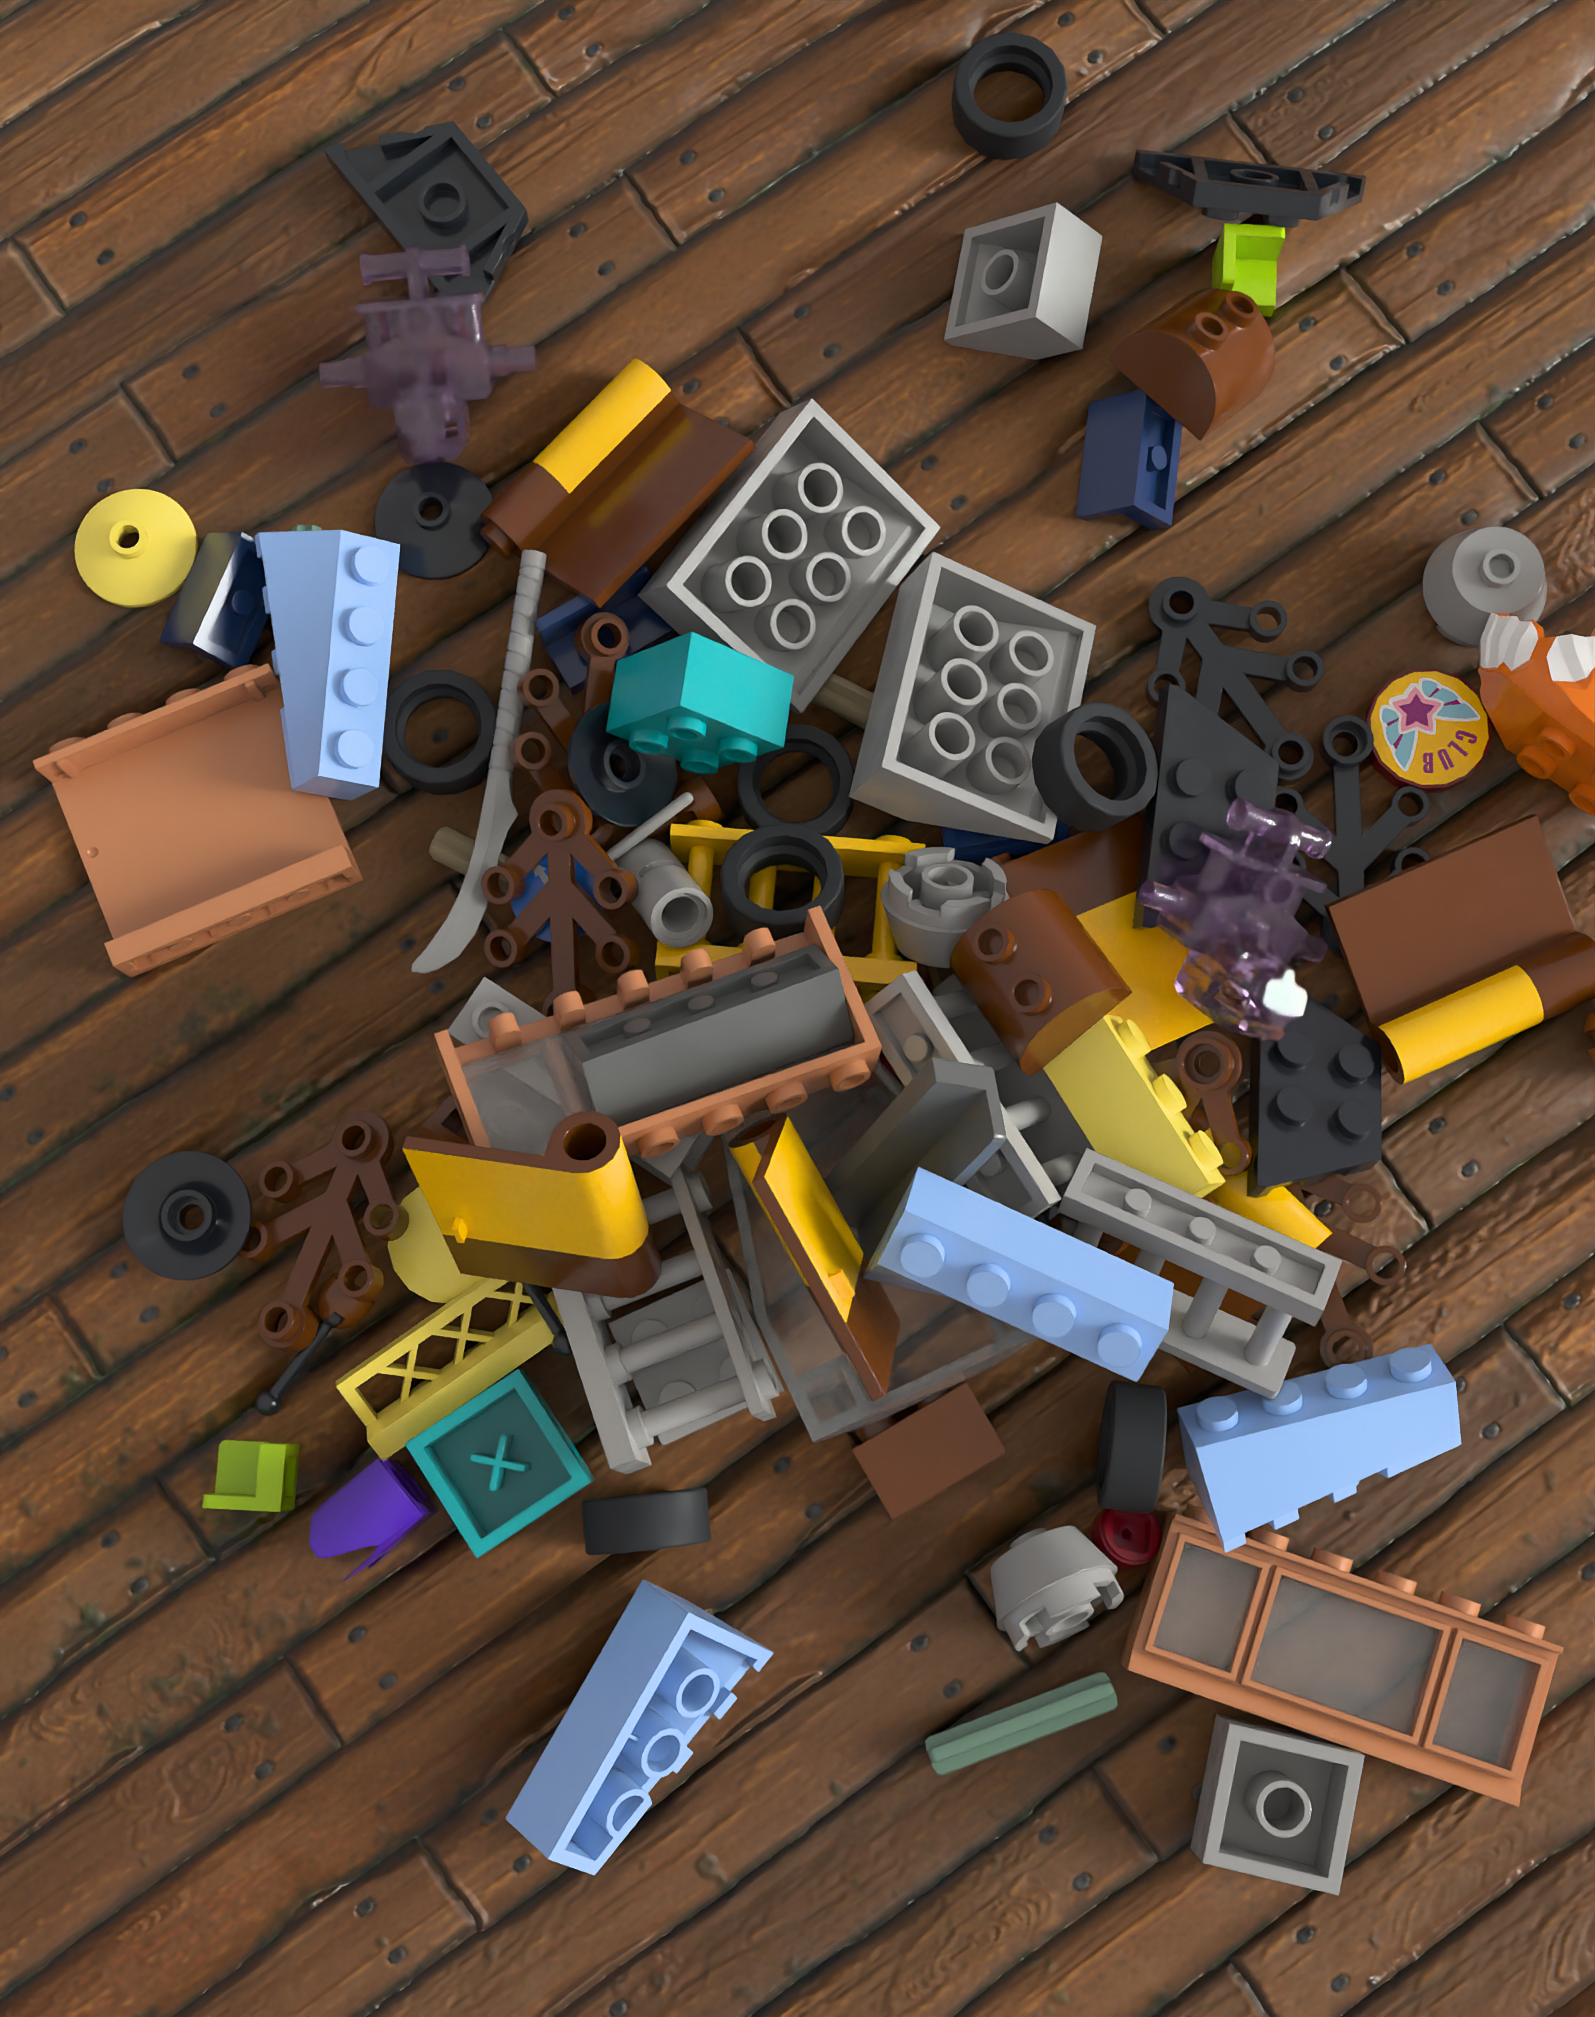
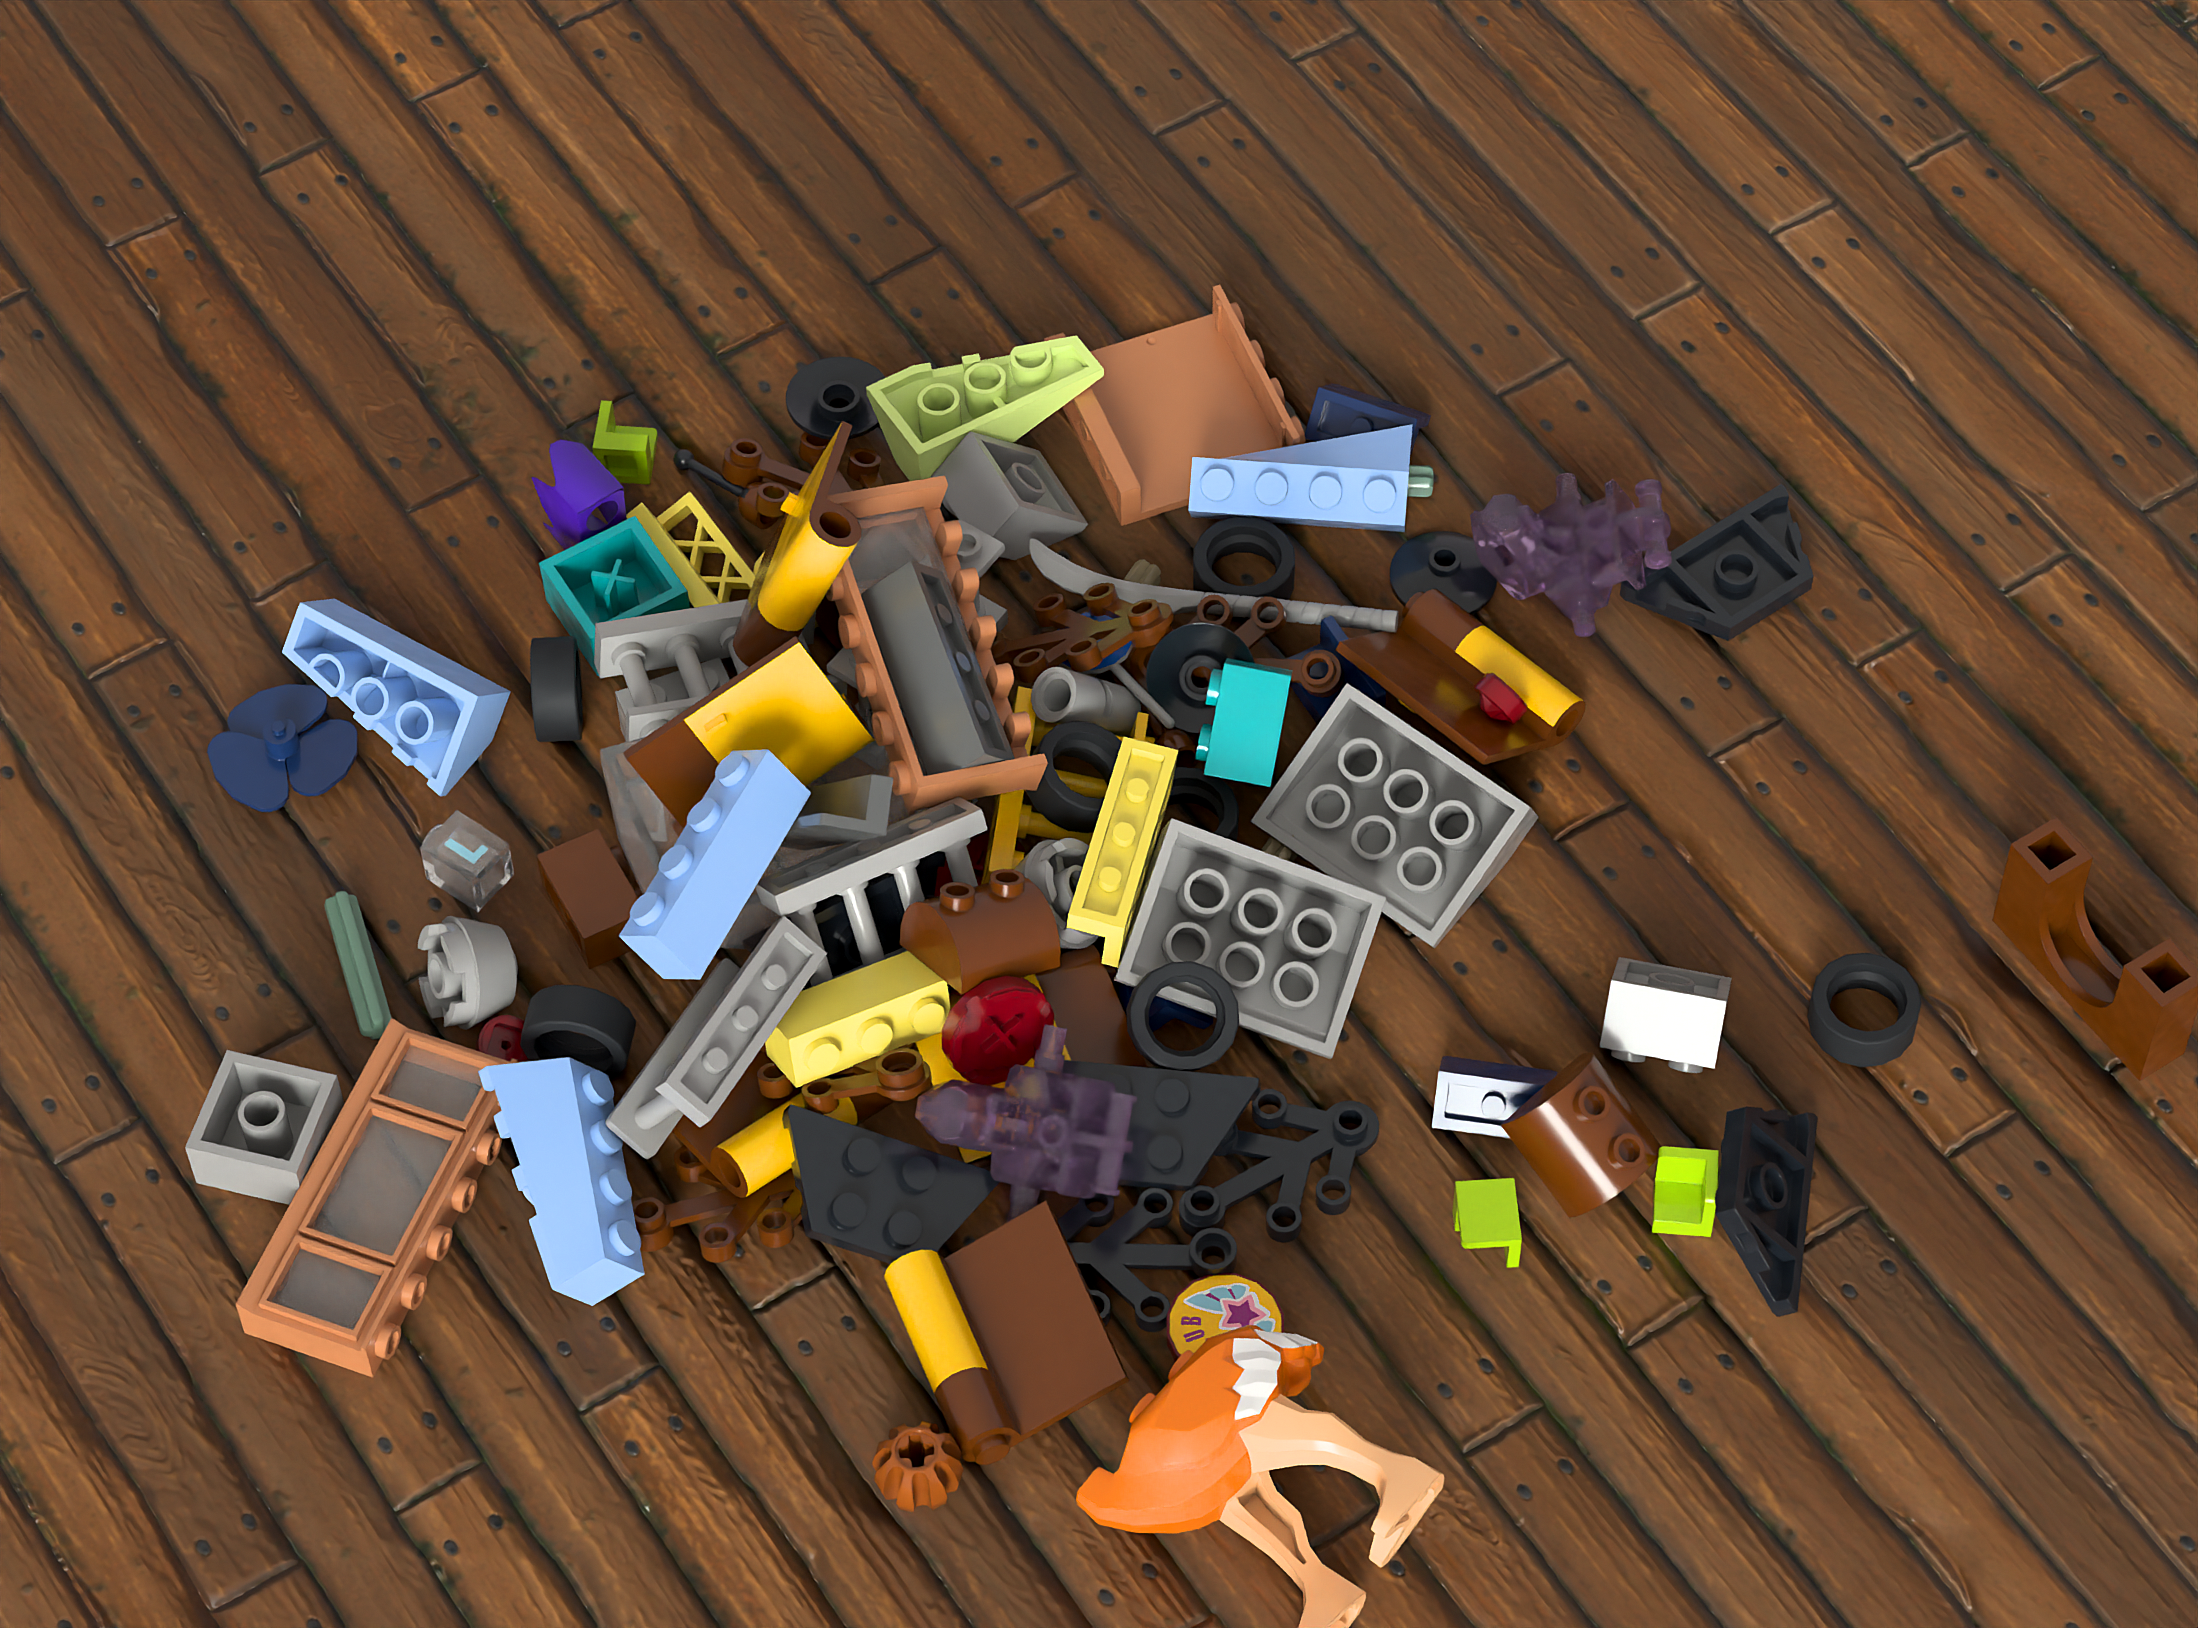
camera: 90 degrees right, 25 degrees down
(149, 569) = (1419, 369): light yellow dish -> none
(218, 1054) = (1002, 397): none -> yellowish green wedge
(340, 1006) = (1008, 494): none -> light grey slope
(651, 438) = (1499, 699): none -> dark red tile
(752, 1870) = (266, 744): none -> dark blue piece
(878, 1611) = (466, 860): none -> clear brick
(888, 828) = (1123, 844): none -> light yellow fence
(1137, 962) = (995, 1029): none -> dark red tile
(1294, 460) = (1488, 1216): none -> lime panel
(1480, 575) = (1368, 1378): light grey cone -> none

